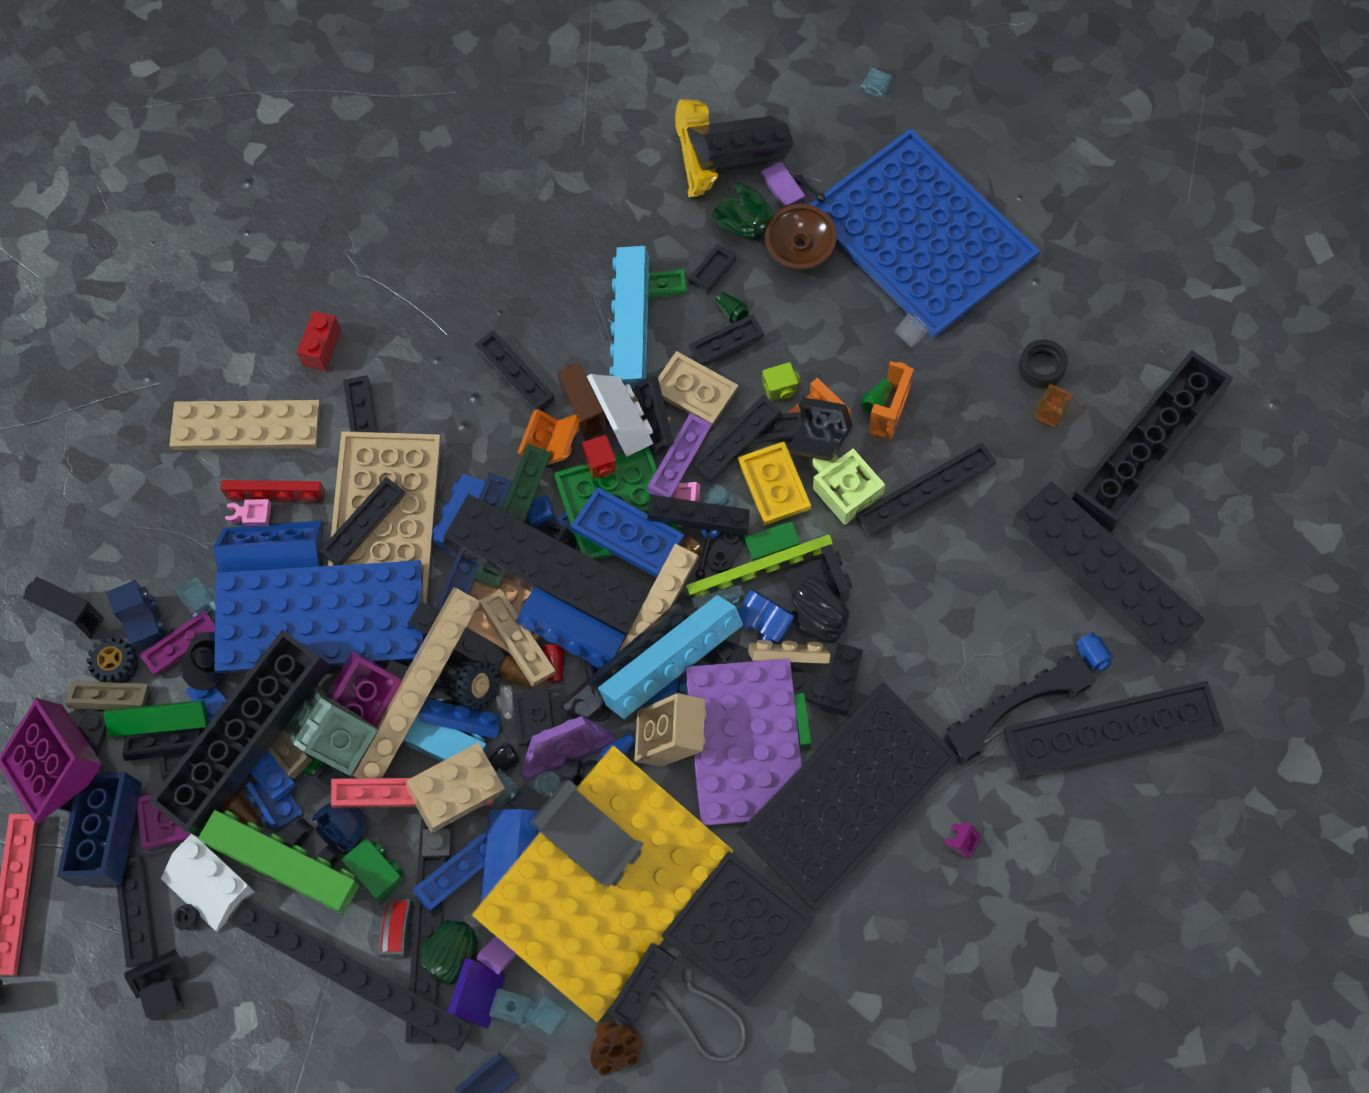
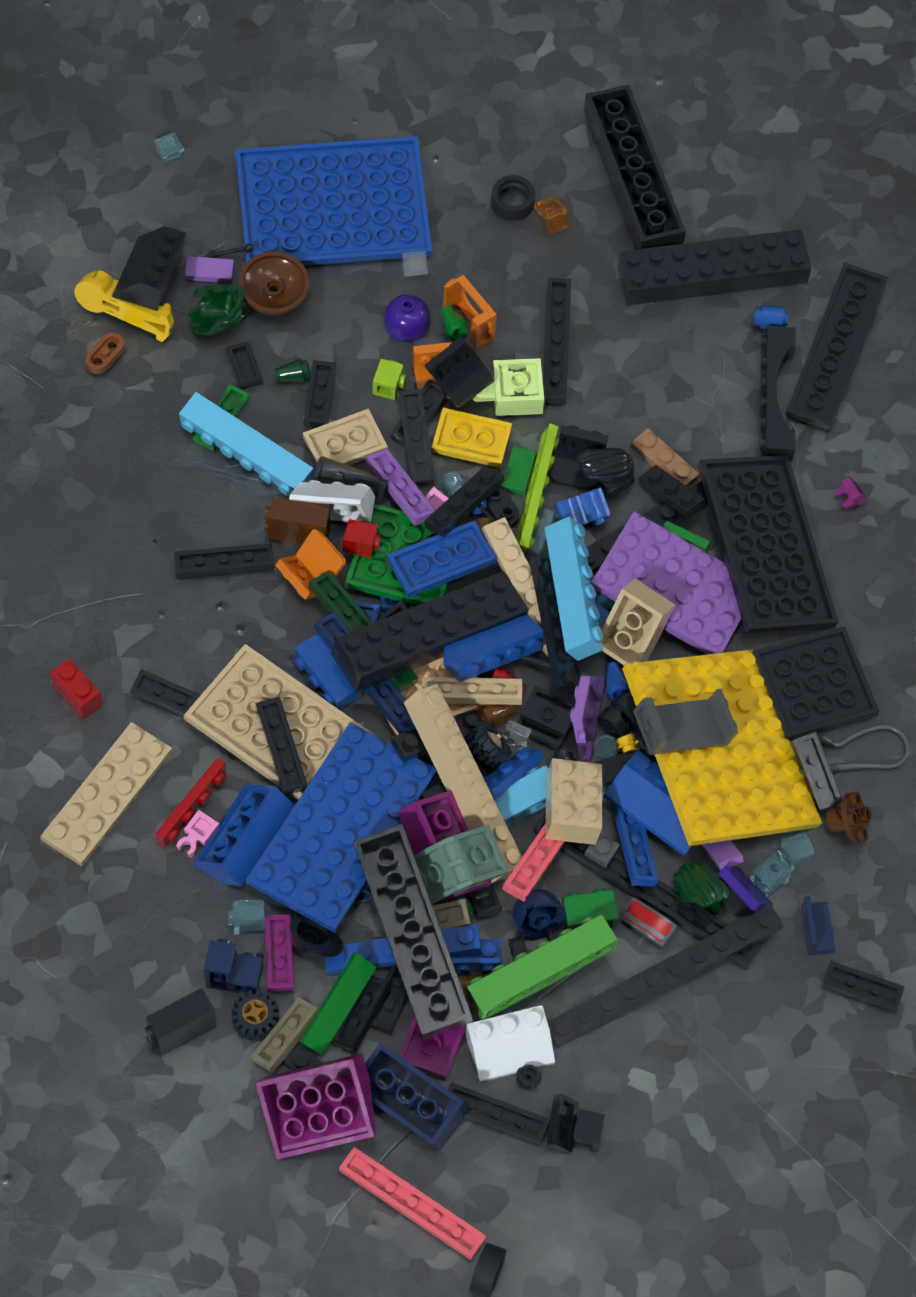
camera: 65 degrees left, 5 degrees down
(643, 161) = (102, 353): none -> dark orange plate
(810, 653) = (616, 522): tan plate -> none
(853, 359) = (407, 318): none -> dark purple cylinder
(875, 653) = (660, 454): none -> medium nougat plate

